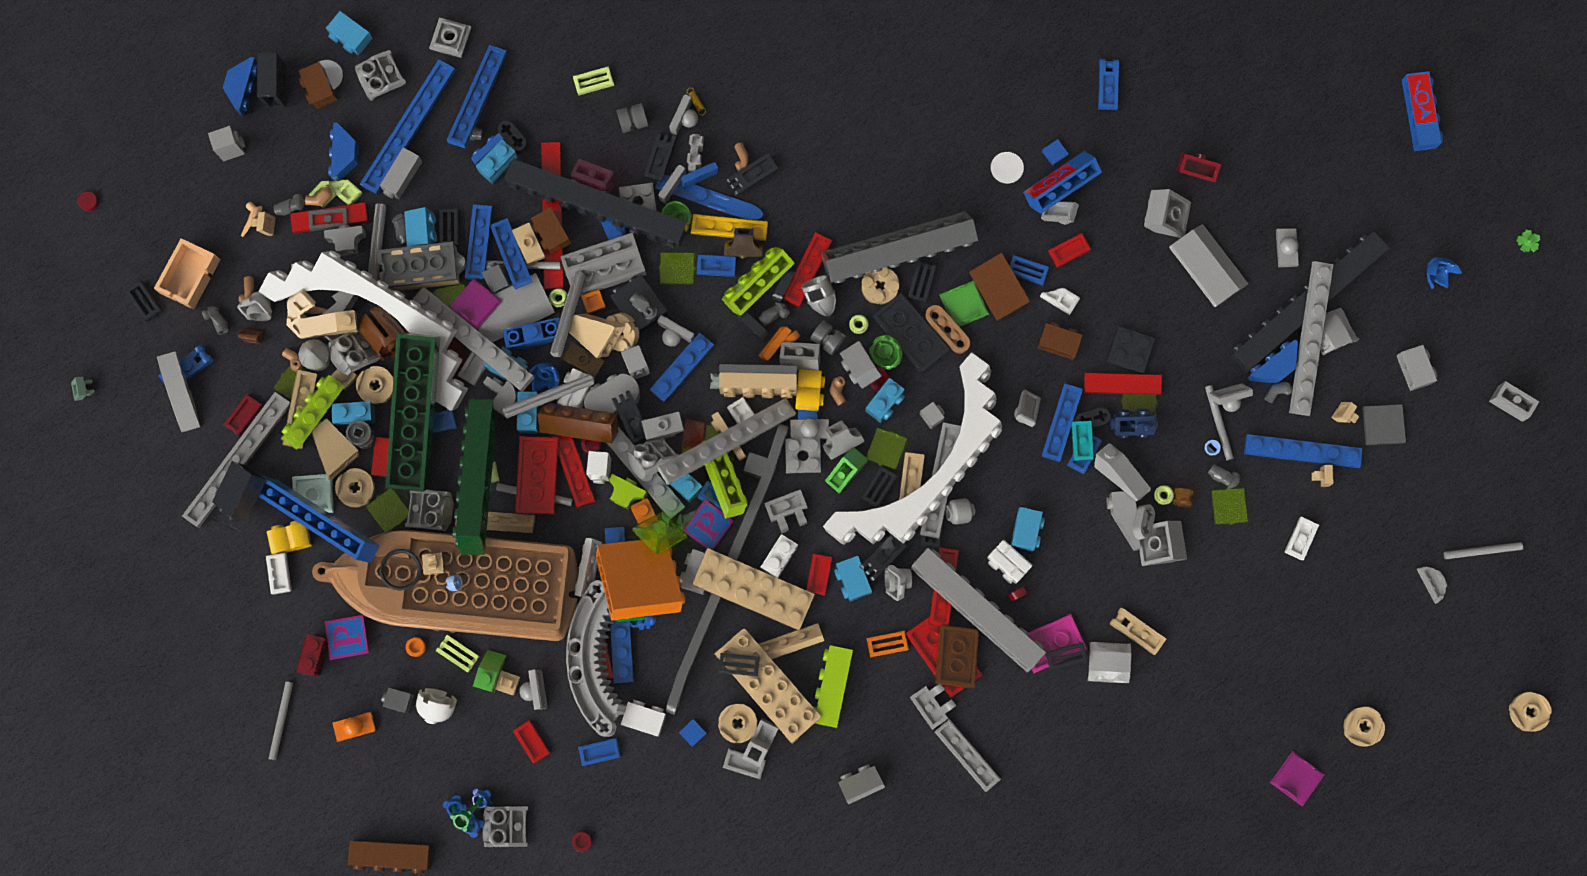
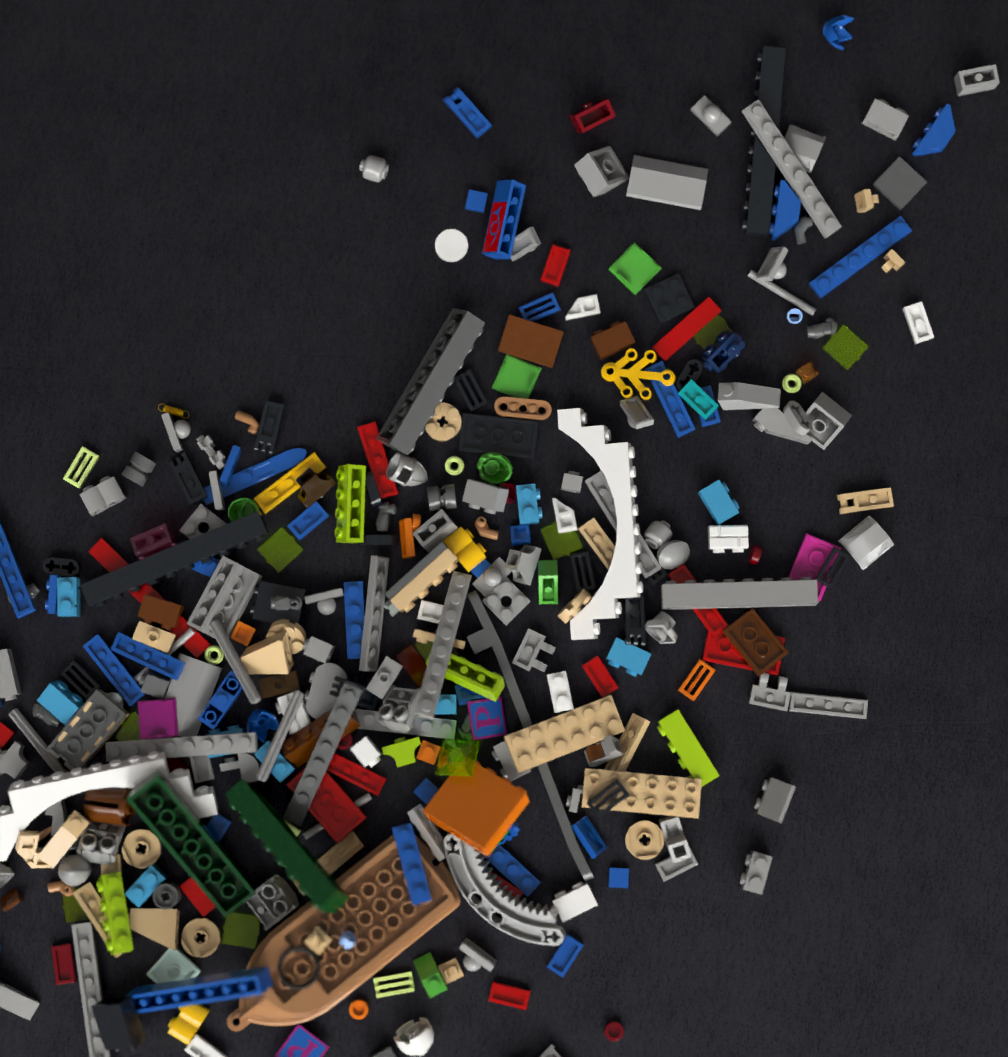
camera: 45 degrees left, 5 degrees up
(552, 574) = (412, 864): none -> blue plate
(566, 436) = (322, 753): none -> dark grey plate
(588, 113) = (103, 495): none -> light grey brick
(699, 375) = (374, 614): none -> light grey tile
(699, 682) = (589, 837): none -> blue plate
(714, 644) = (573, 800): none -> light grey bracket
(769, 630) = (603, 751): none -> light grey leg
(797, 825) = (756, 872): none -> light grey brick
(849, 504) = (574, 606): none -> tan plate
(858, 418) = (520, 535): none -> blue tile
(903, 435) = (564, 517): none -> white tile
(957, 536) = (673, 554): none -> light grey hat
(1002, 62) = (374, 168): none -> light grey head
(1054, 379) = (635, 374): none -> yellow plant
(1126, 306) = (634, 268): none -> bright green piece
(1445, 414) = (937, 134): none -> blue slope

